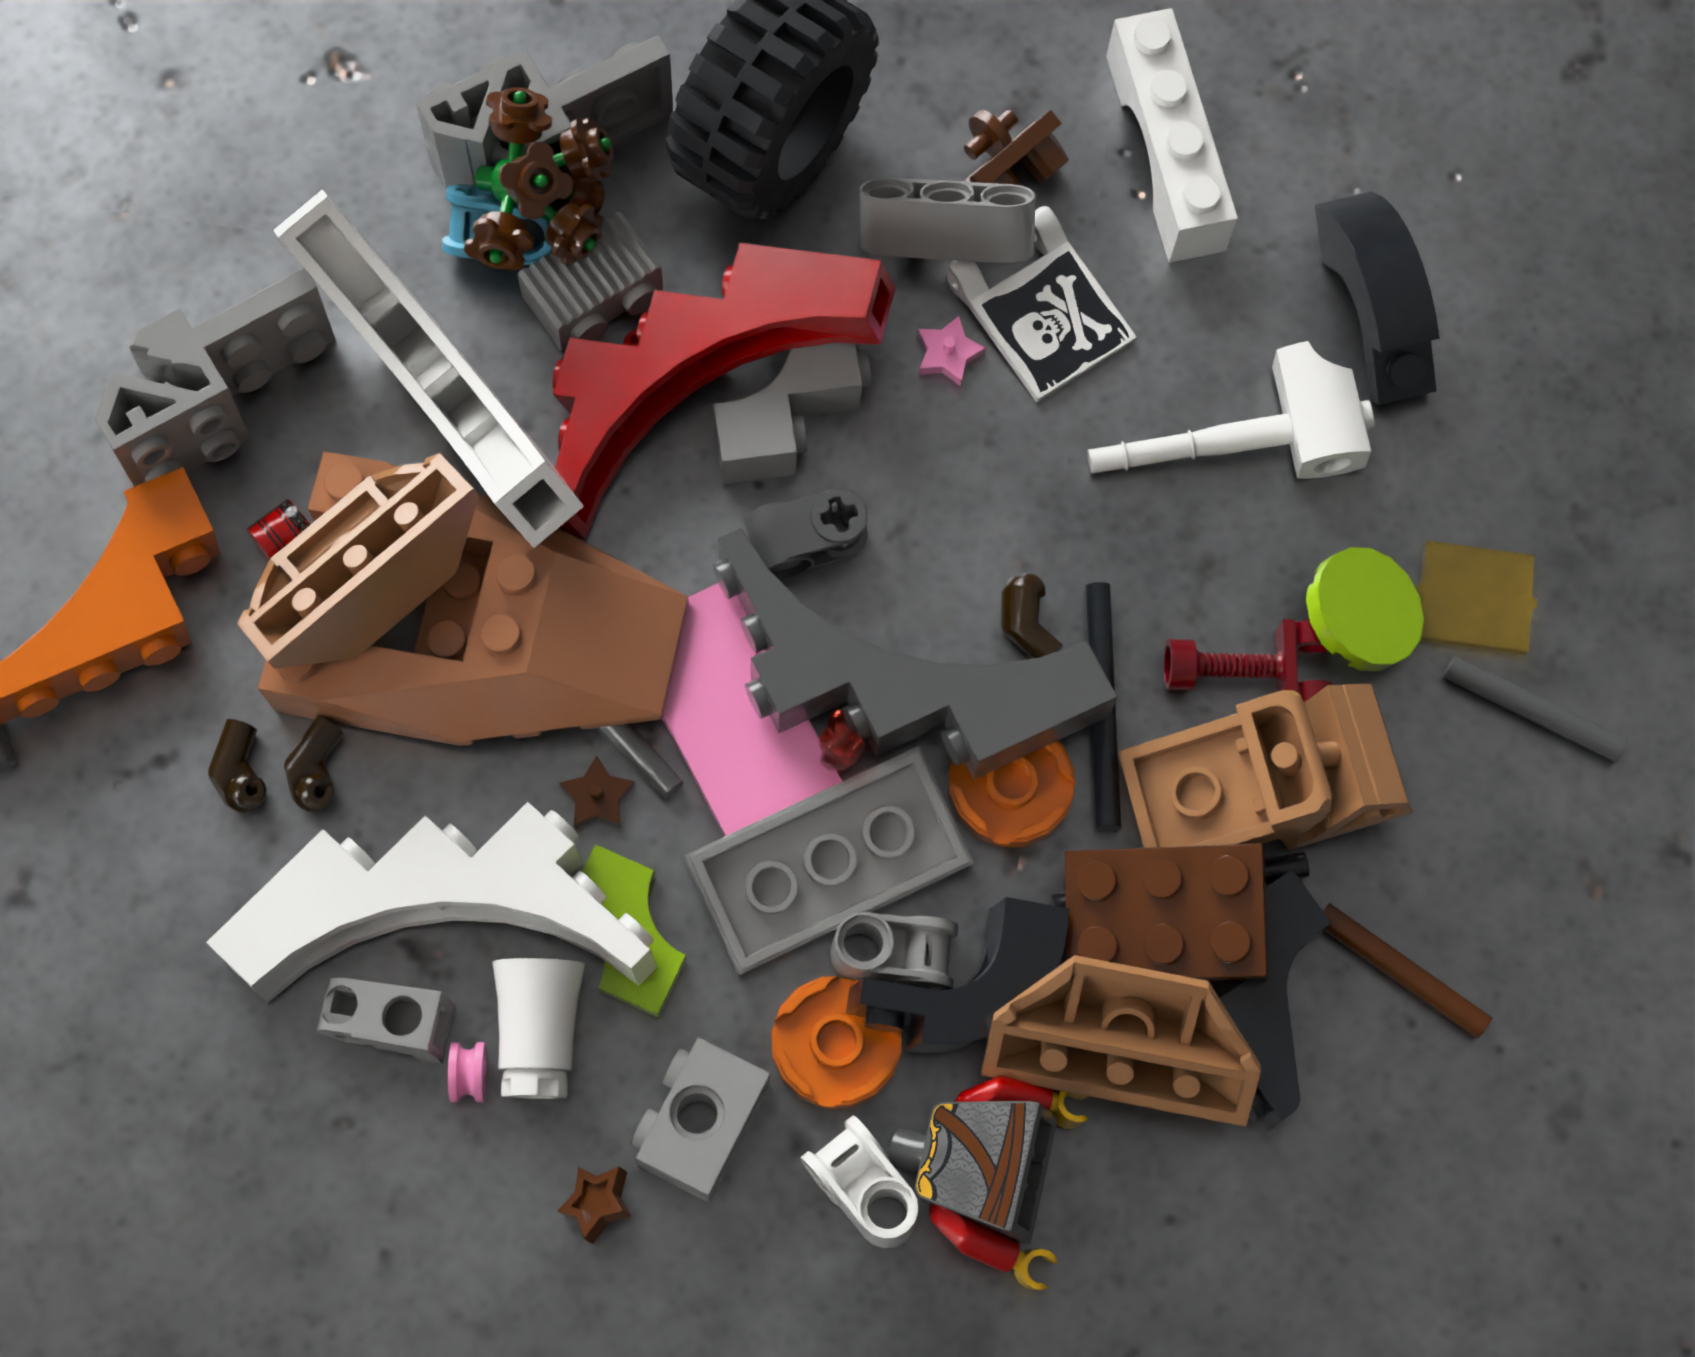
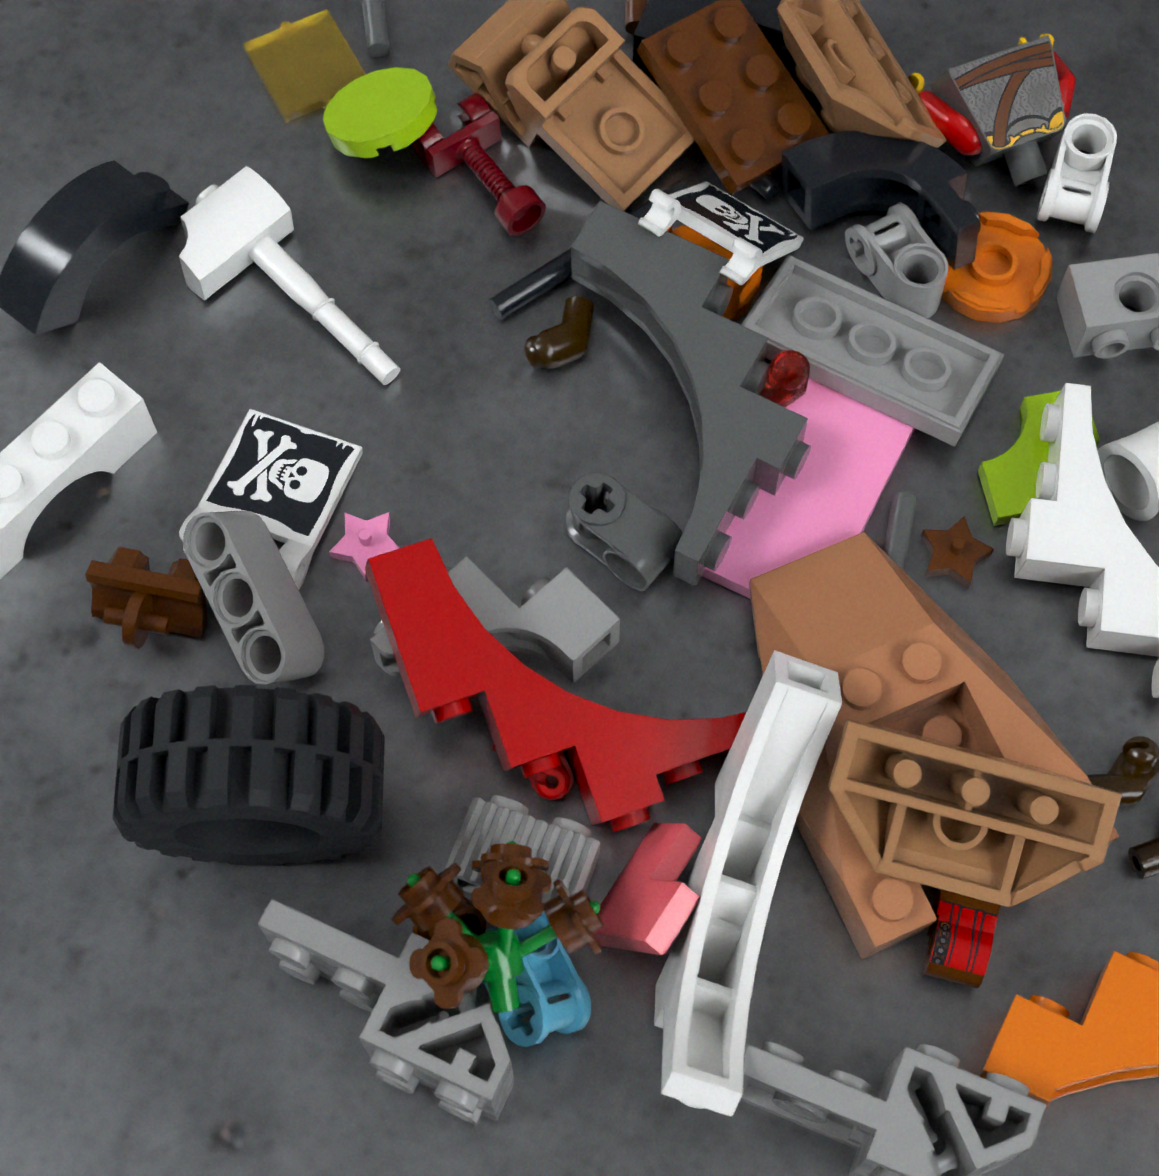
camera: 120 degrees left, 5 degrees down
(495, 326) = (646, 902): none -> coral tile
(1028, 810) = (727, 222): none -> flag

